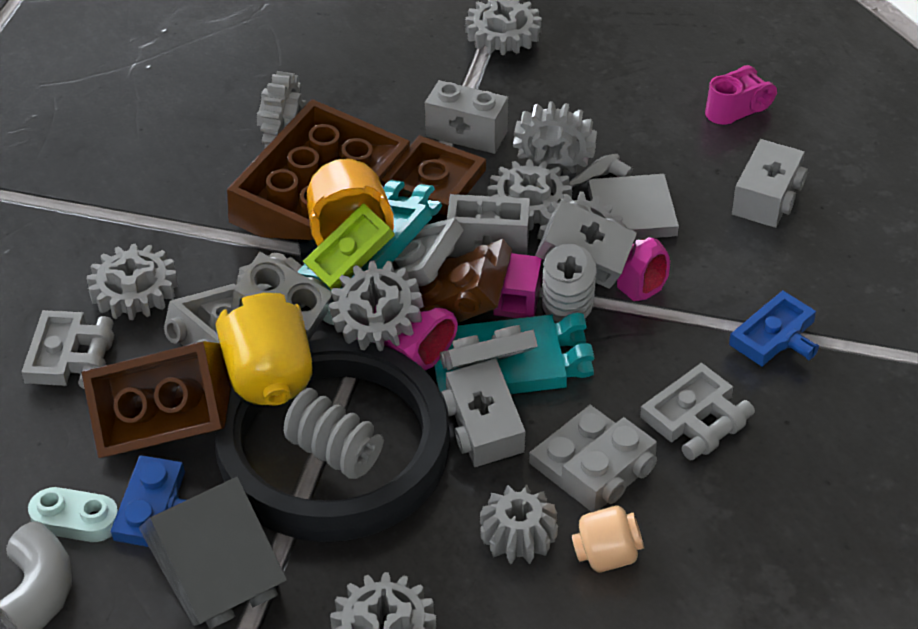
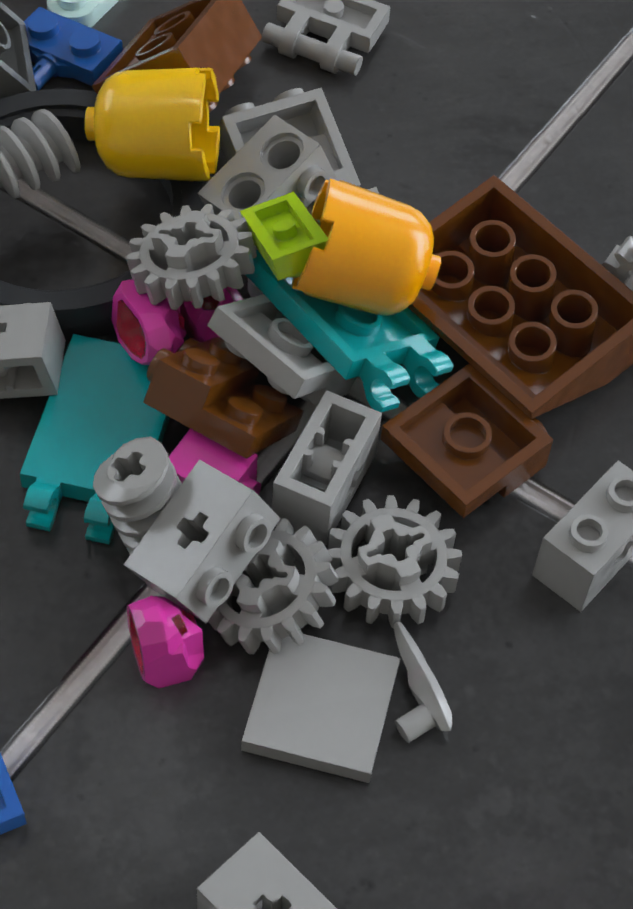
camera: 105 degrees right, 10 degrees up
(132, 281) = (408, 94): light grey gear -> none
(503, 345) = (59, 359): light grey plate -> none
(555, 137) = (473, 609): light grey gear -> none

